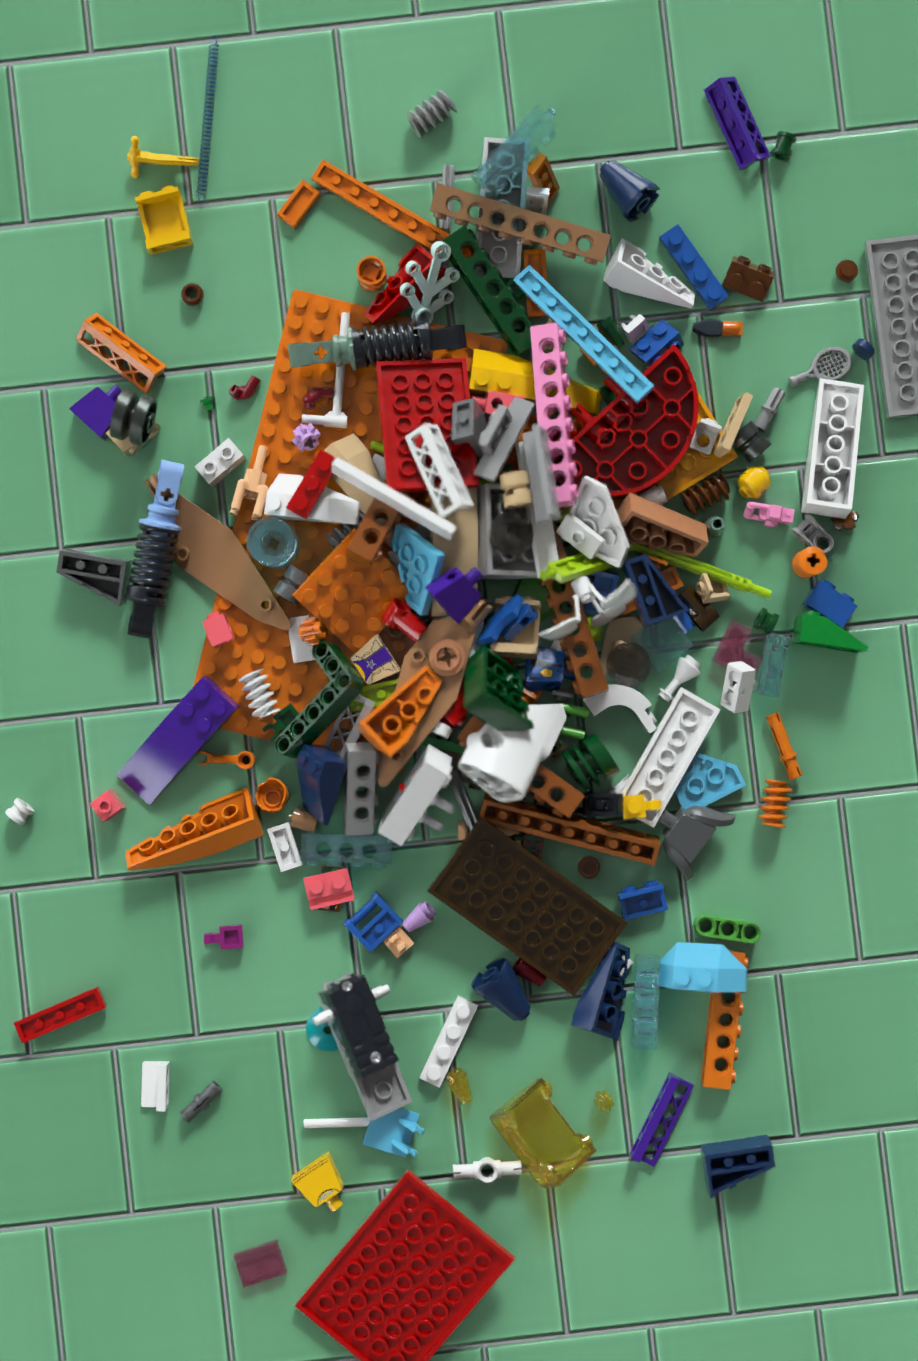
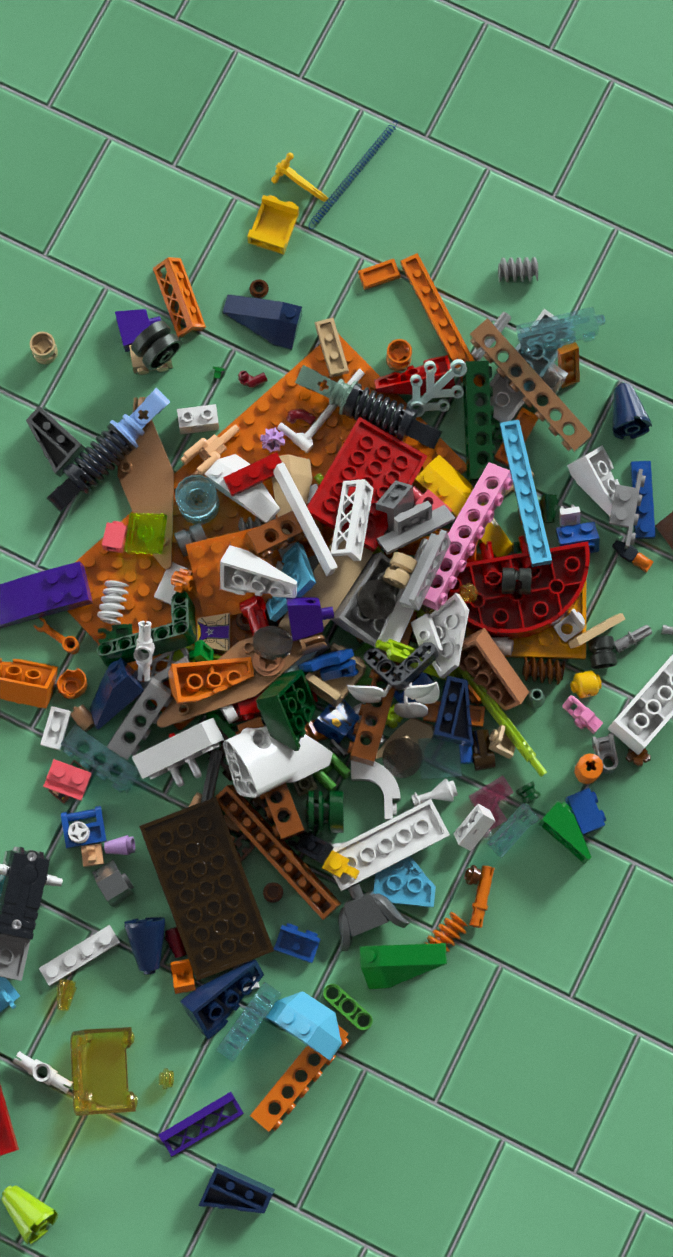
camera: 30 degrees right, 10 degrees down
(24, 488) = (42, 343): none -> tan wheel
(218, 320) = (268, 318): none -> dark blue wedge
(245, 607) = (145, 533): none -> clear neon green plate
(301, 308) = (331, 347): none -> tan tile
(319, 718) = (145, 642): none -> white pin
(371, 585) = (246, 572): none -> white wedge
(371, 935) = (75, 831): none -> white wheel
(378, 690) = (201, 652): none -> green tile
(436, 958) = (112, 883): none -> dark grey wedge
(440, 638) = (272, 642): none -> clear smoke tile
(558, 1000) = (182, 976): none -> orange bracket
(558, 1303) = (28, 1213): none -> lime cone
(581, 586) = (401, 671): none -> black beam
(593, 468) = (468, 592): none -> clear yellow plate
(632, 428) = (509, 582): none -> pearl dark grey wheel
(685, 285) = (624, 507): none -> light grey bracket
(747, 860) = (393, 964): none -> green wedge
(763, 731) = (472, 875): none -> reddish brown plate

